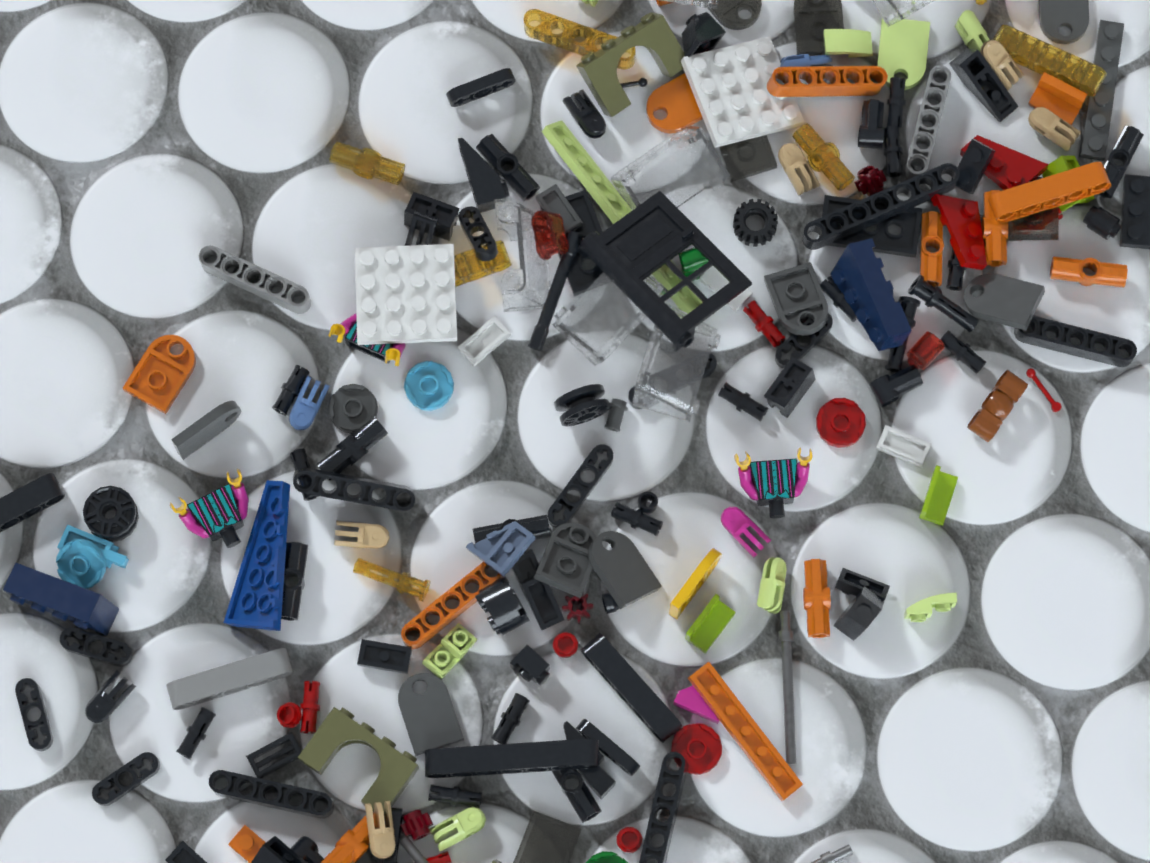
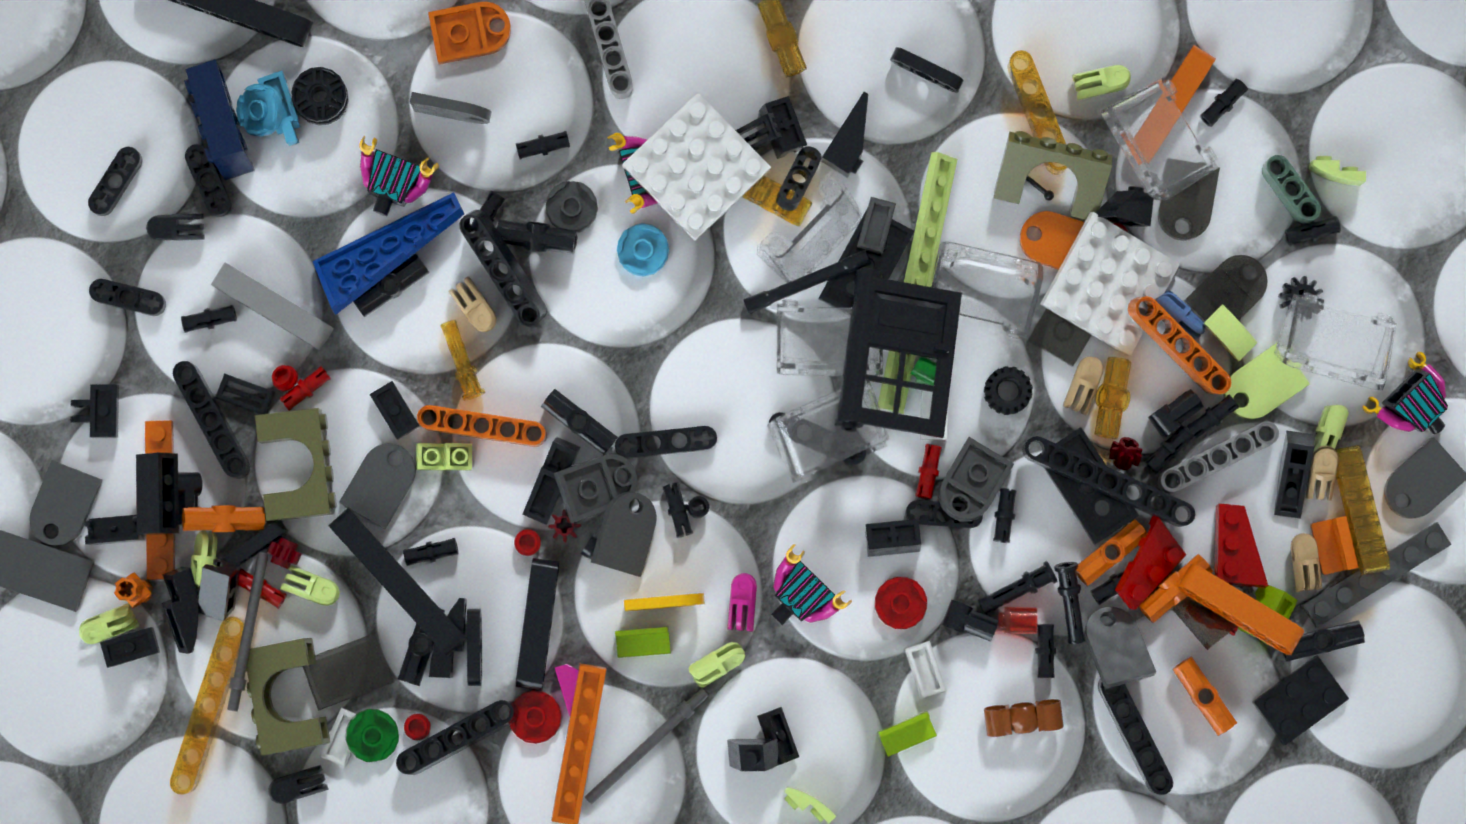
camera: 45 degrees right, 10 degrees up
(304, 409) = (533, 172): medium blue arm -> none
(380, 839) = (248, 536): tan arm -> none
(455, 796) = (333, 562): black pin -> none
(484, 341) = (718, 260): white tile -> none
(503, 547) = (556, 428): sand blue wing -> none
(503, 606) = (511, 468): black brick -> none
(516, 178) = (879, 135): black piece -> none
(531, 666) = (486, 531): black brick -> none
(549, 234) = (847, 235): clear red piece -> none
(582, 405) = (729, 387): black wheel -> none
(585, 114) = (978, 174): black arm -> none
(615, 415) = (748, 419): dark grey pin -> none
(743, 401) = (848, 510): black pin -> none
(816, 598) = (737, 708): orange piece -> none
(870, 295) = (1023, 539): dark blue wedge -> none
(973, 165) = (1212, 526): black plate -> none
(1055, 406) = (1077, 721): red hinge -> none
(1102, 222) = (1258, 671): black brick -> none

